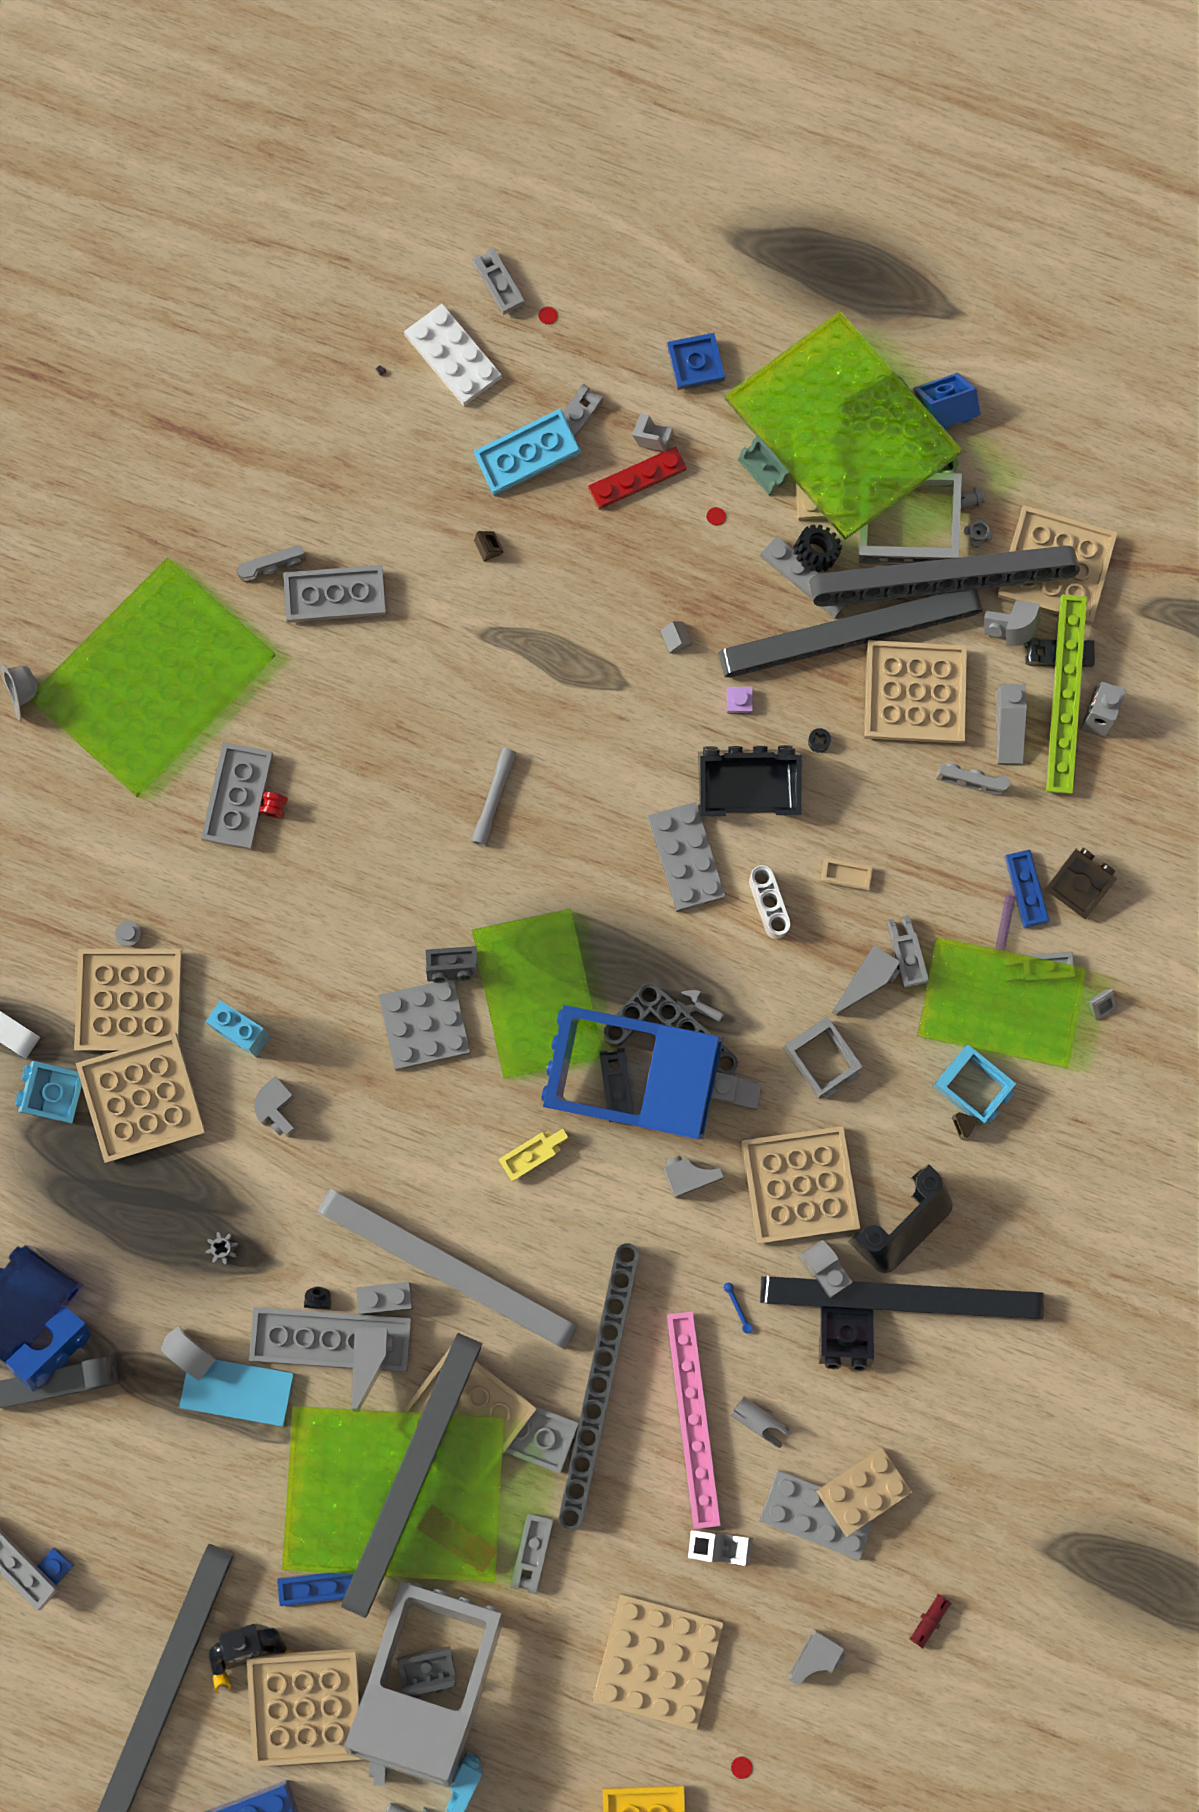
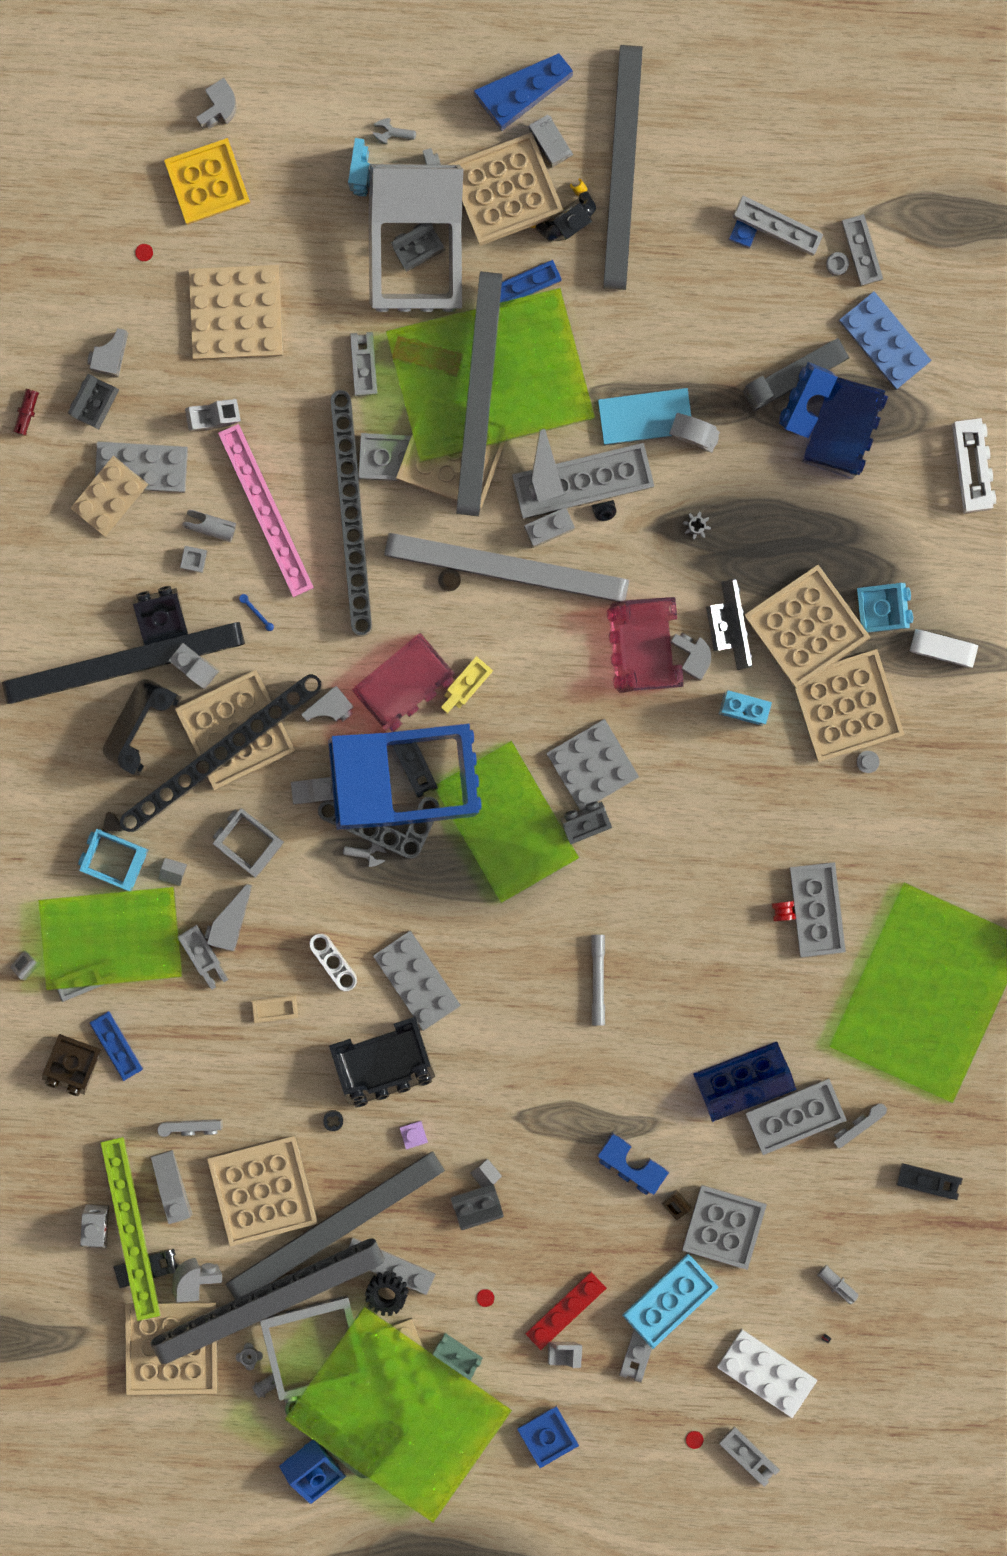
camera: 165 degrees right, 10 degrees up
(220, 488) = (928, 1181): none -> black plate
(225, 1126) = (728, 625): none -> dark grey bracket
(235, 1748) = (550, 141): none -> light grey hinge
(326, 1134) = (643, 645): none -> clear pink windscreen
(350, 416) = (838, 1284): none -> light grey axle
(375, 645) = (744, 1081): none -> clear blue slope
(446, 508) = (724, 1227): none -> light grey plate
(509, 581) = (647, 1177): none -> blue arch
(514, 1275) = (449, 580): none -> dark brown plate
(599, 1175) = (404, 683): none -> clear pink windscreen
(696, 604) = (477, 1207): none -> dark grey bracket
(790, 1389) = (193, 559): none -> light grey plate
(836, 1158) = (210, 755): none -> black beam
(851, 1608) = (93, 401): none -> dark grey bracket
(913, 1053) = (172, 871): none -> light grey slope
(1008, 921) = (126, 1014): medium lavender piece -> none

